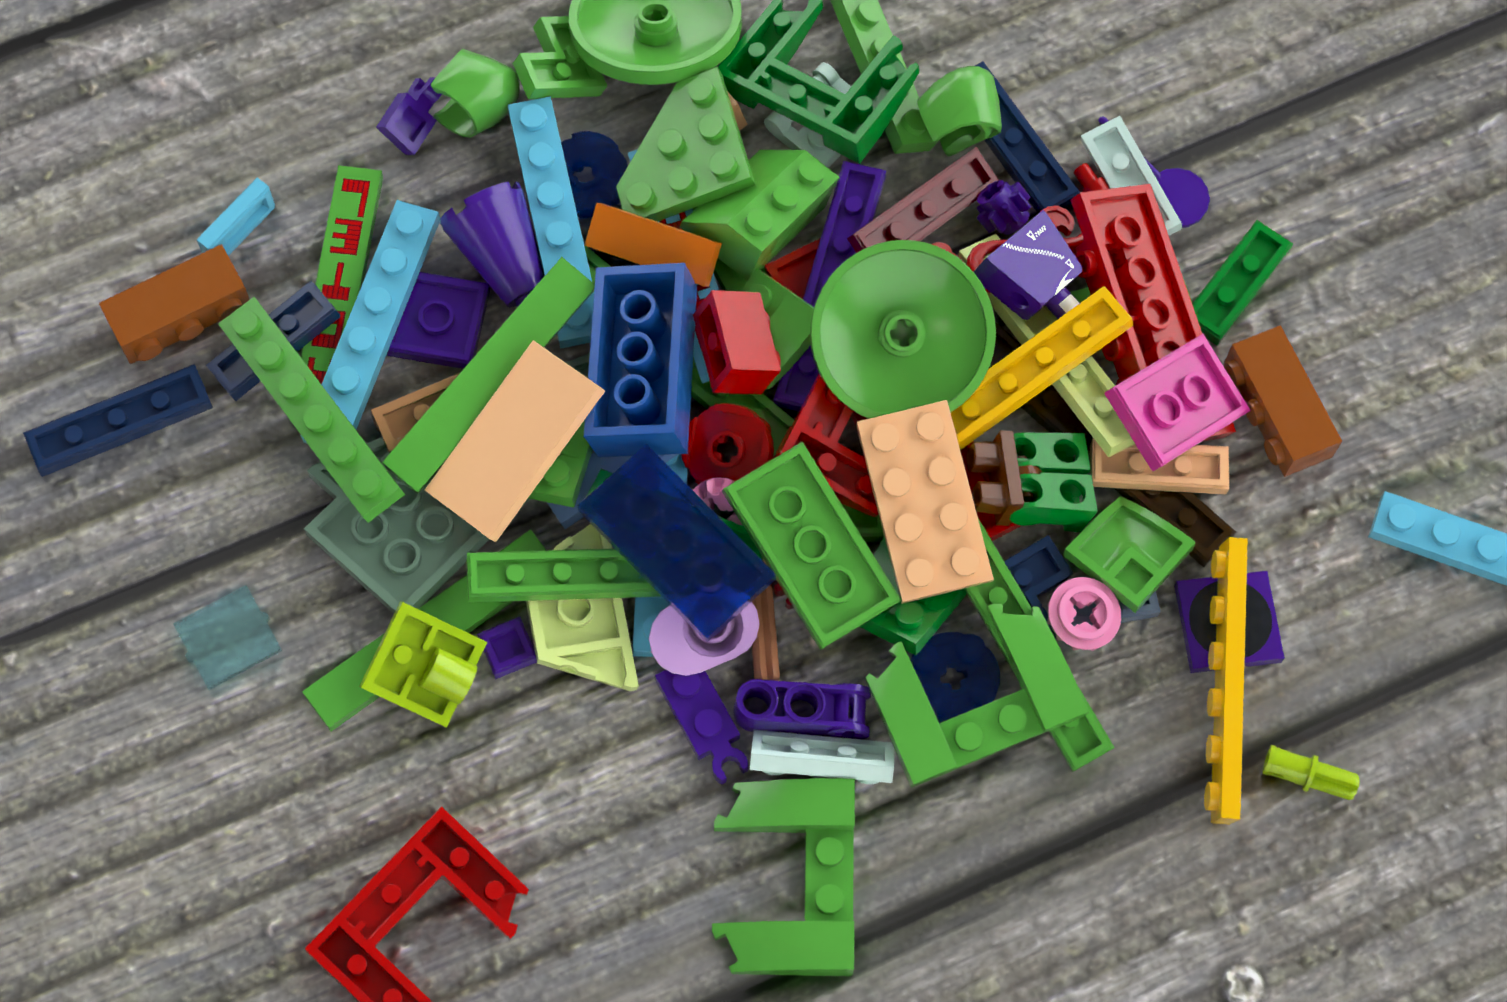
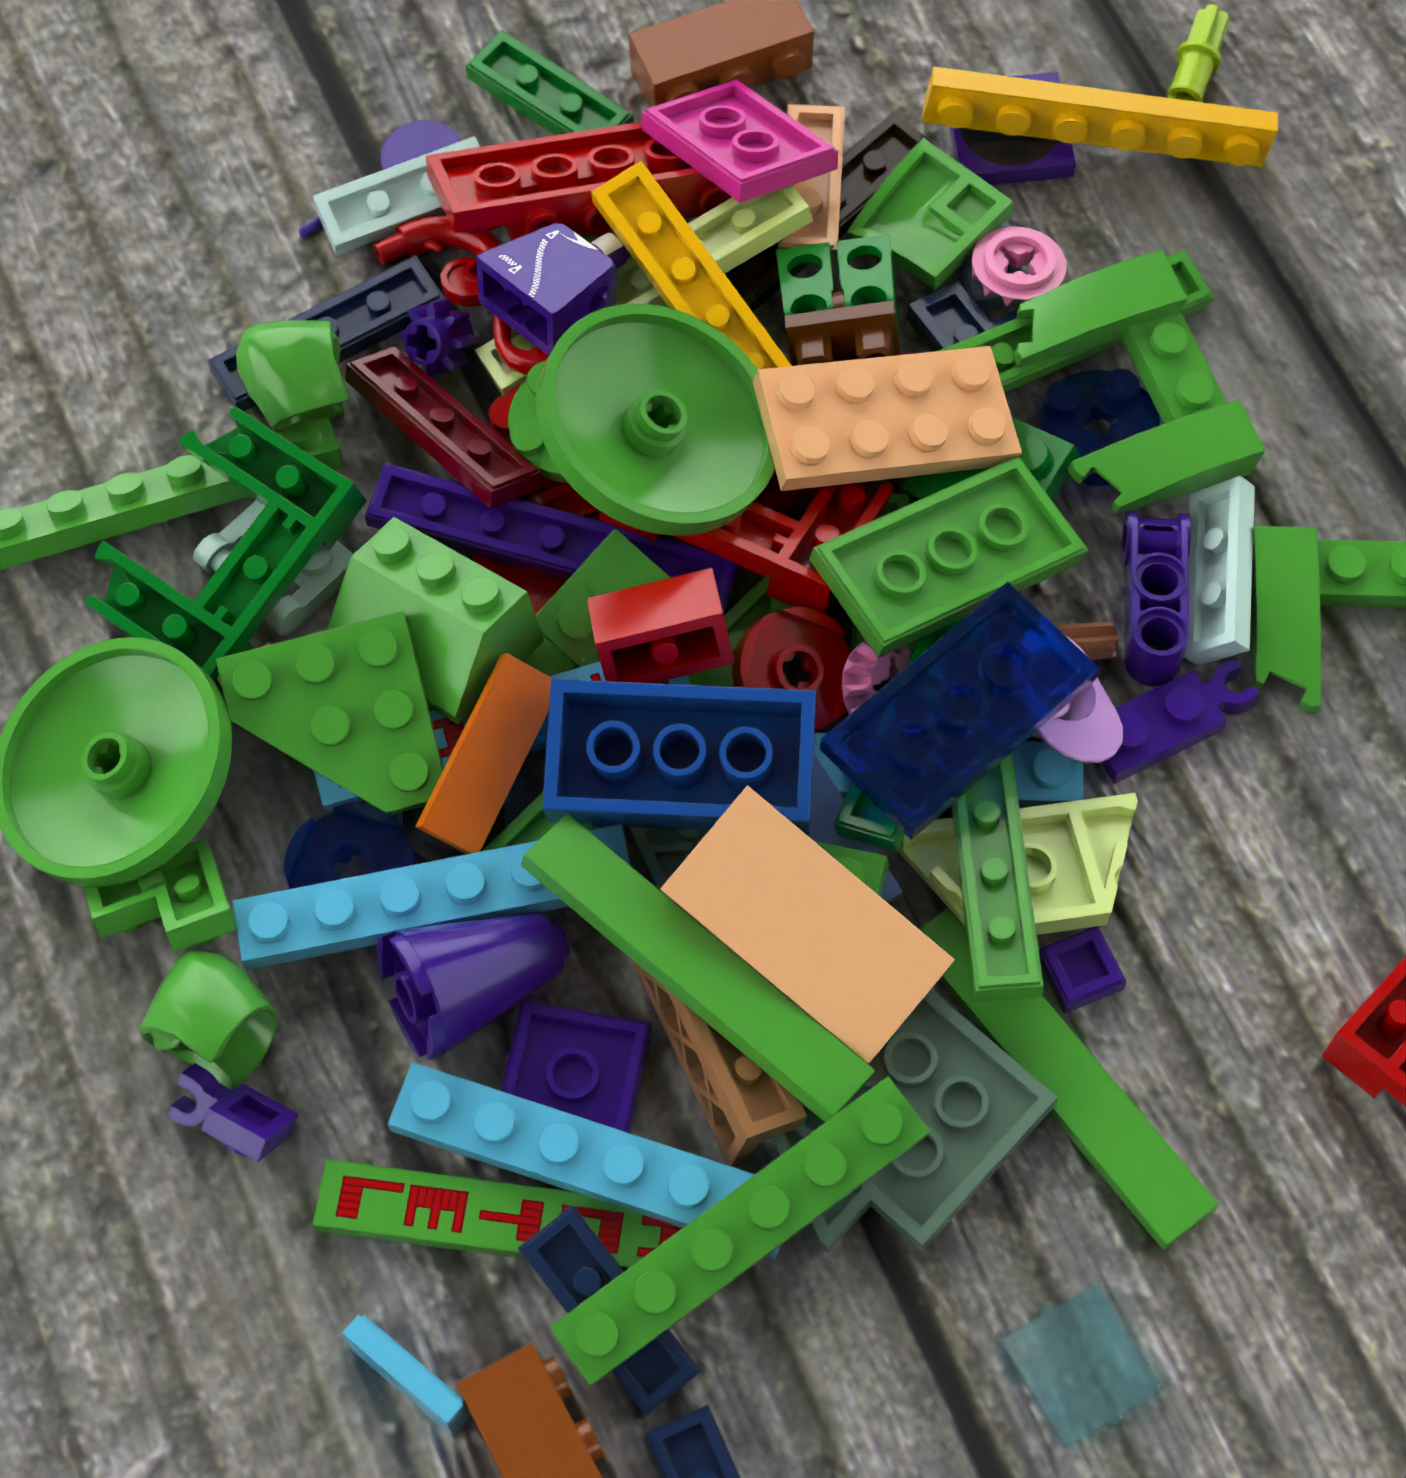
camera: 85 degrees left, 5 degrees down
(423, 664) = (1129, 1063): lime plate -> none

